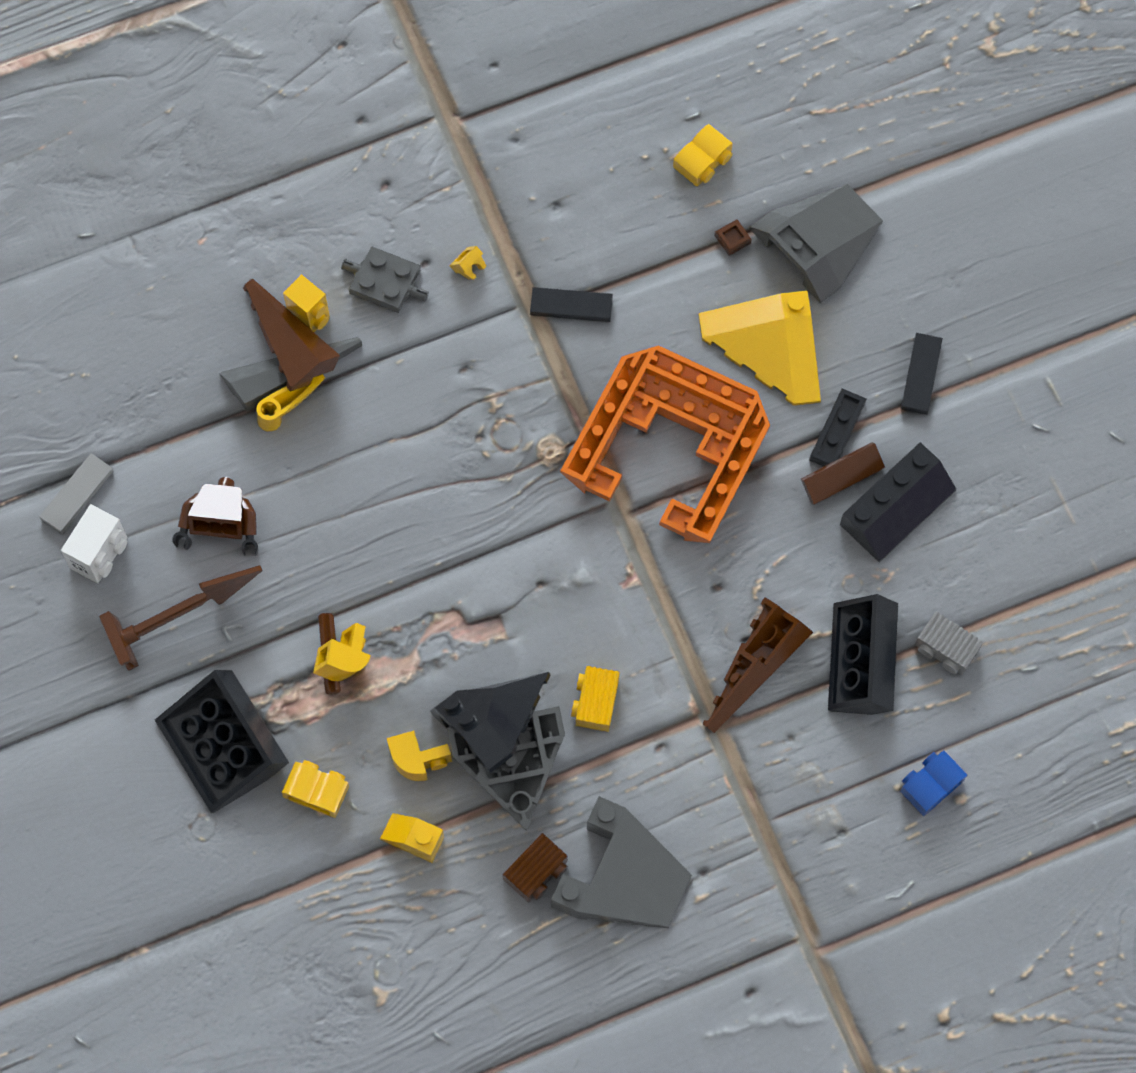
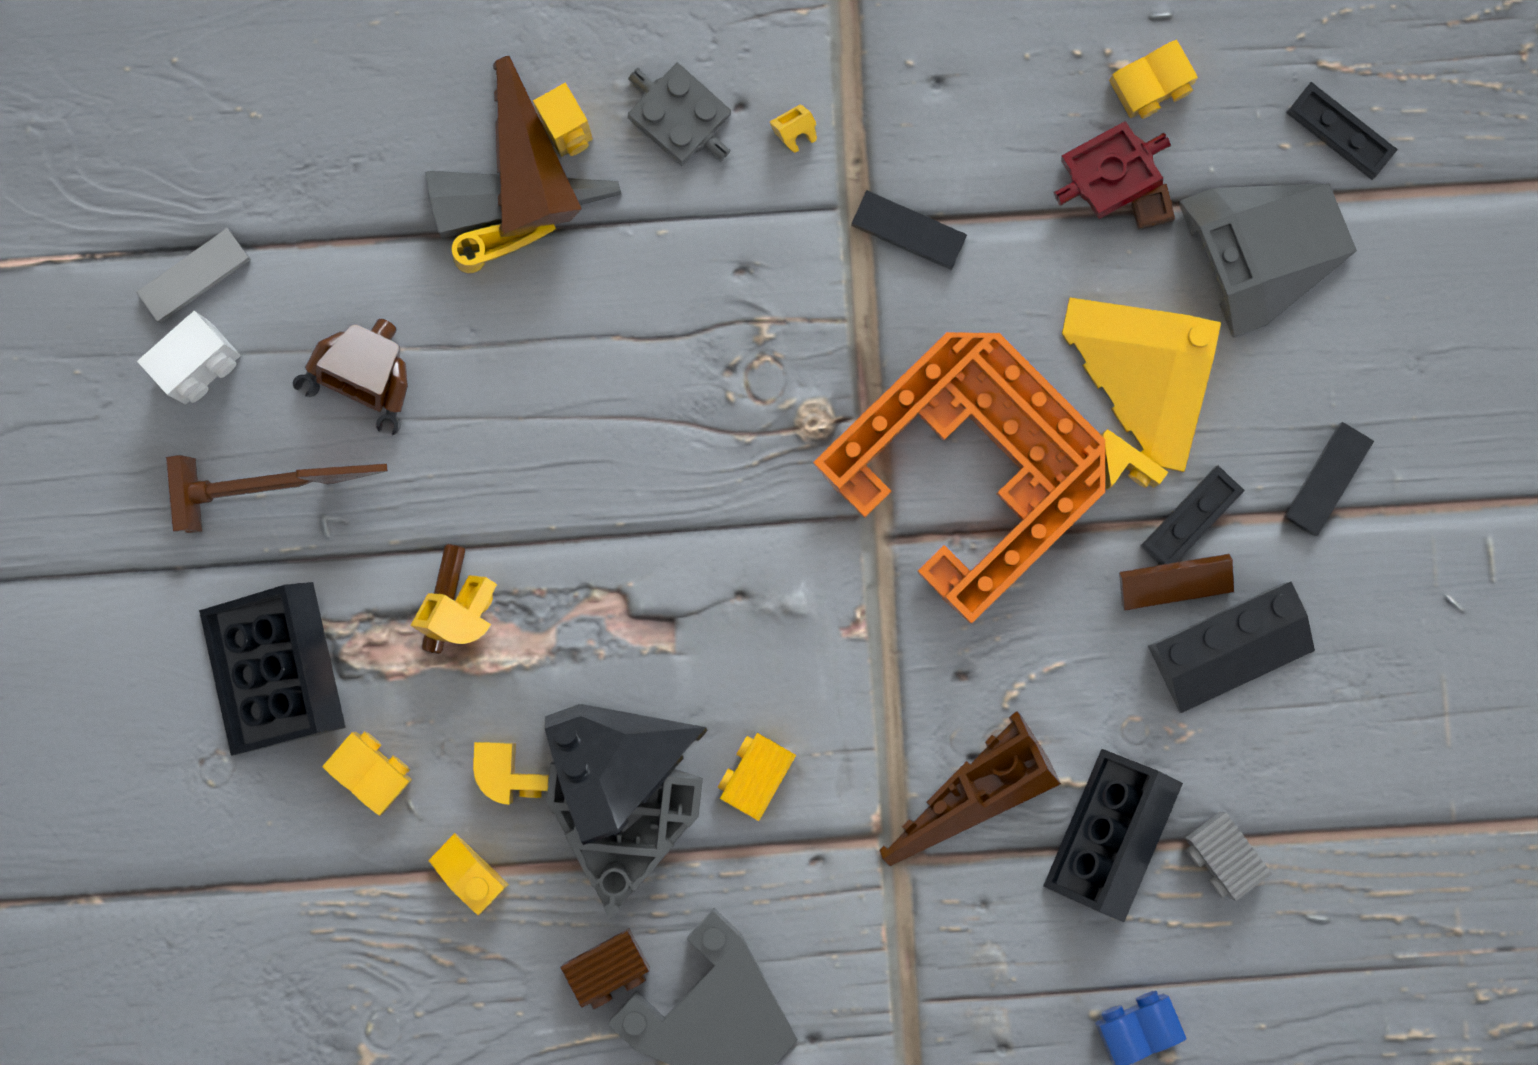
camera: 15 degrees right, 15 degrees up
(696, 220) = (1112, 169): none -> dark red plate
(787, 404) = (1121, 456): none -> yellow slope
(843, 149) = (1341, 131): none -> black tile

